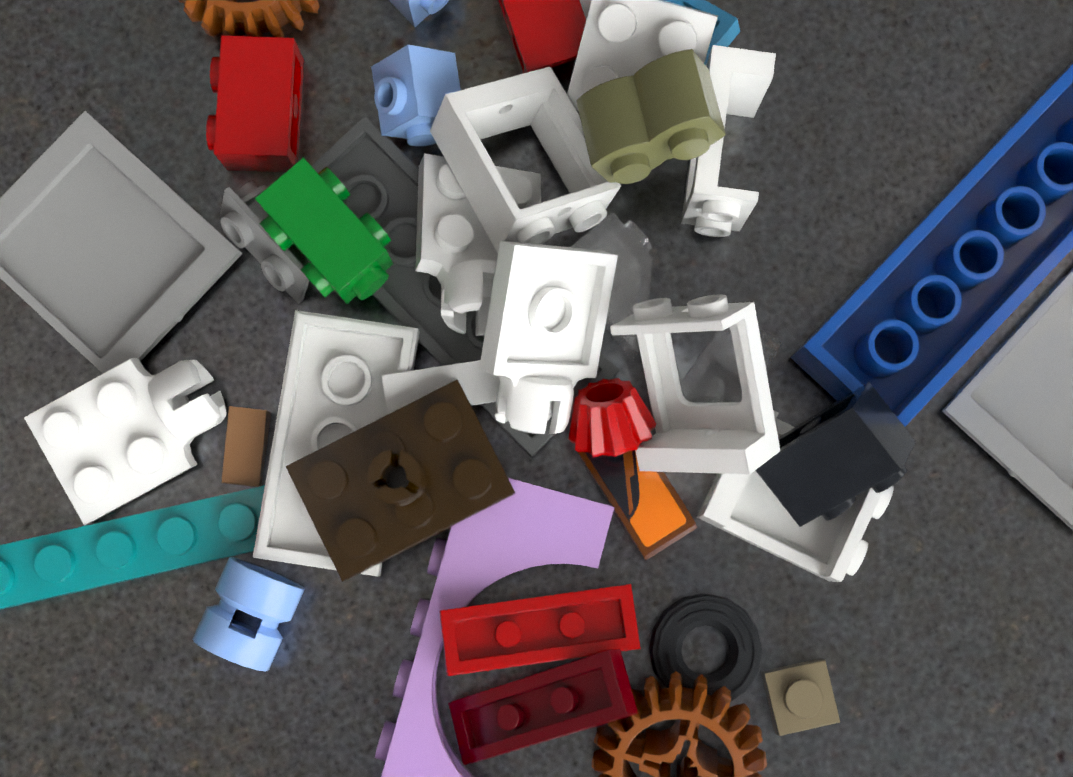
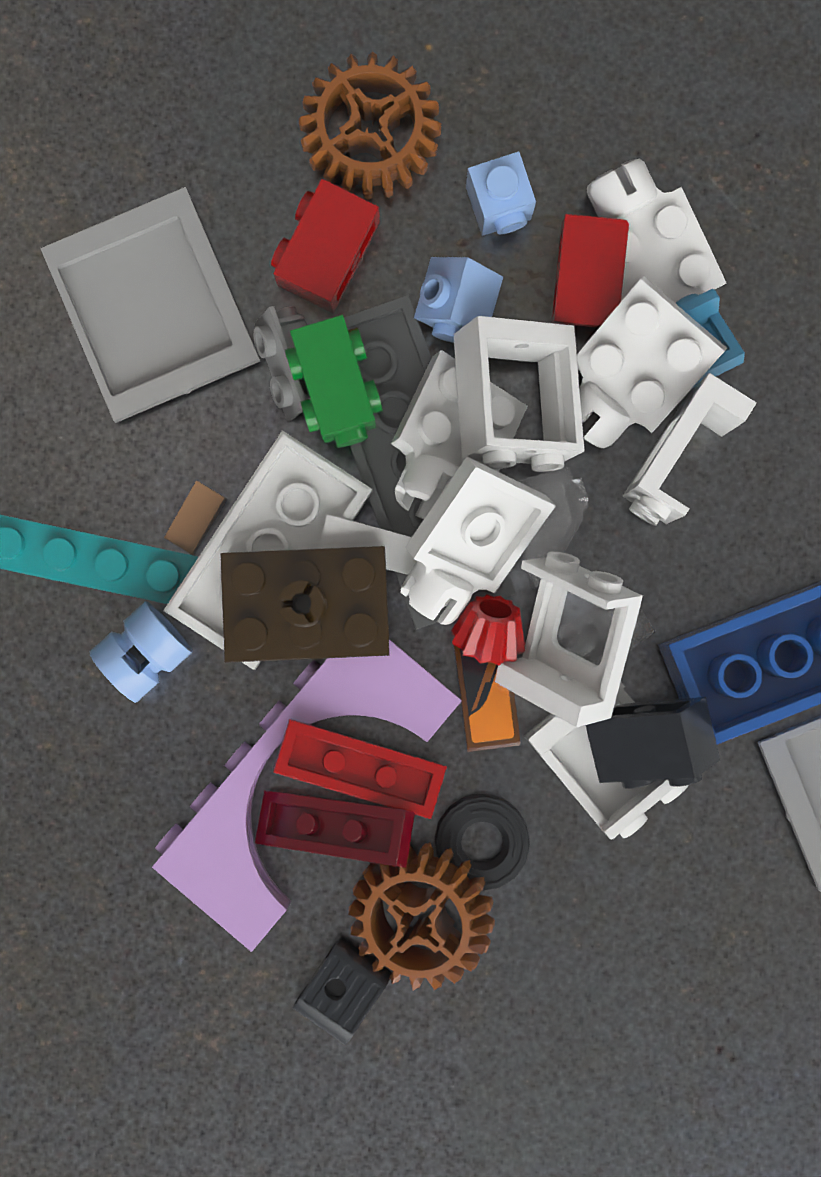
camera: 25 degrees right, 5 degrees up
(125, 433) = (106, 465): white plate -> none
(650, 117) = (631, 410): olive brick -> none
(800, 697) = (539, 911): dark tan plate -> none

